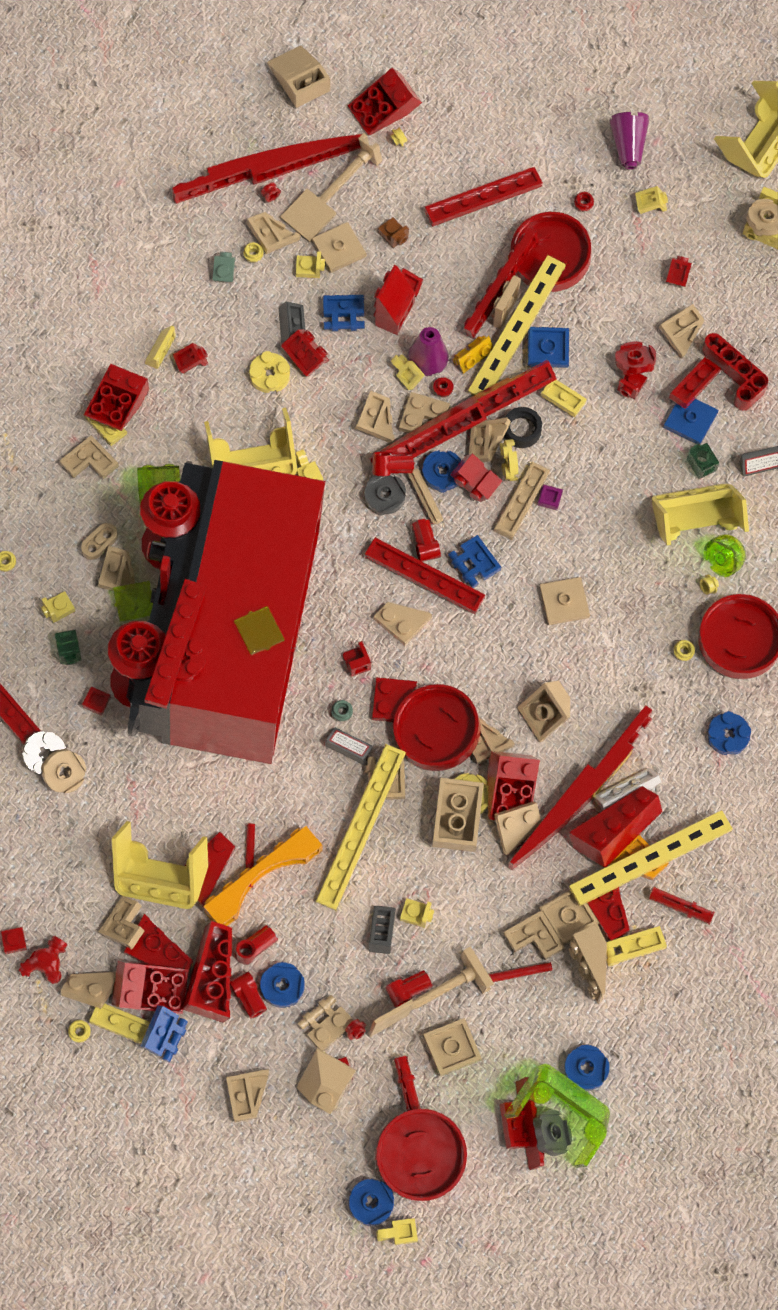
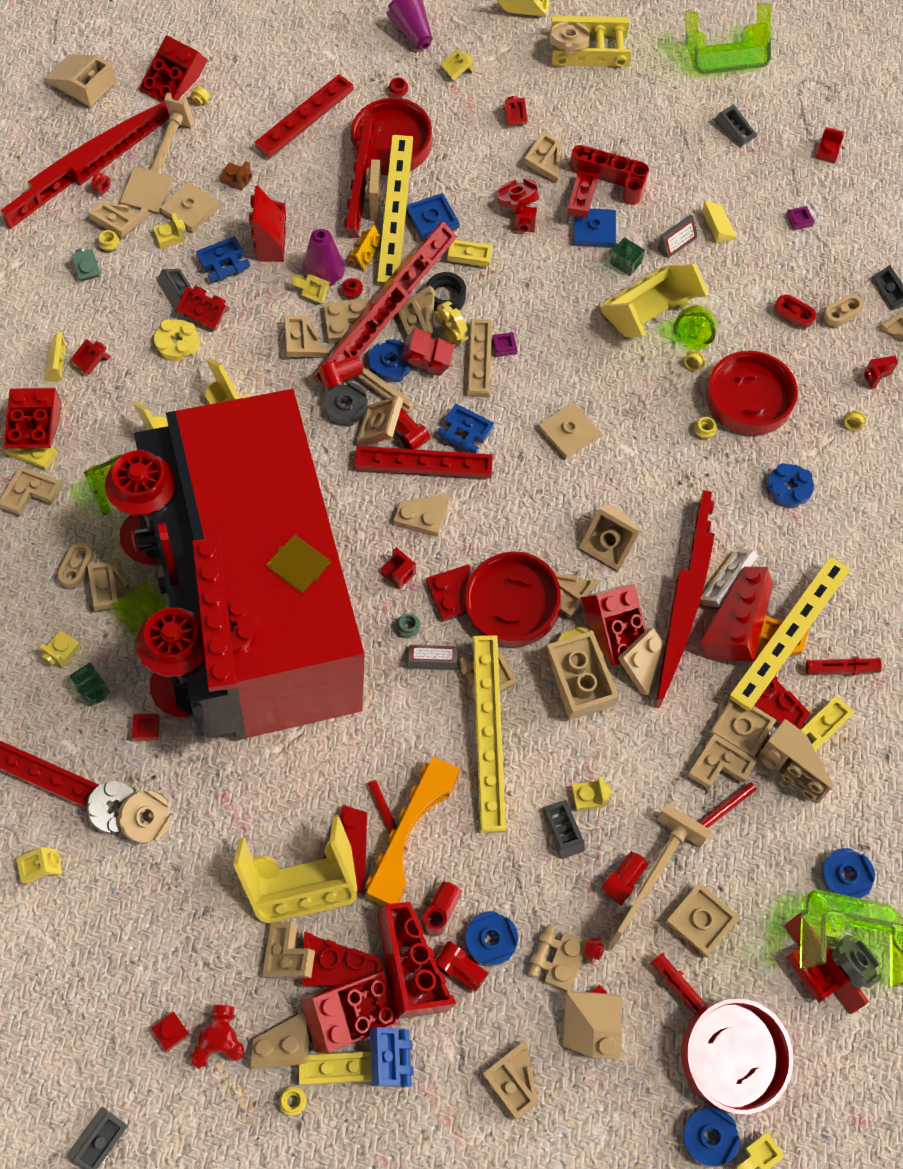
camera: 25 degrees left, 5 degrees down
(403, 524) = (379, 421): none -> tan plate

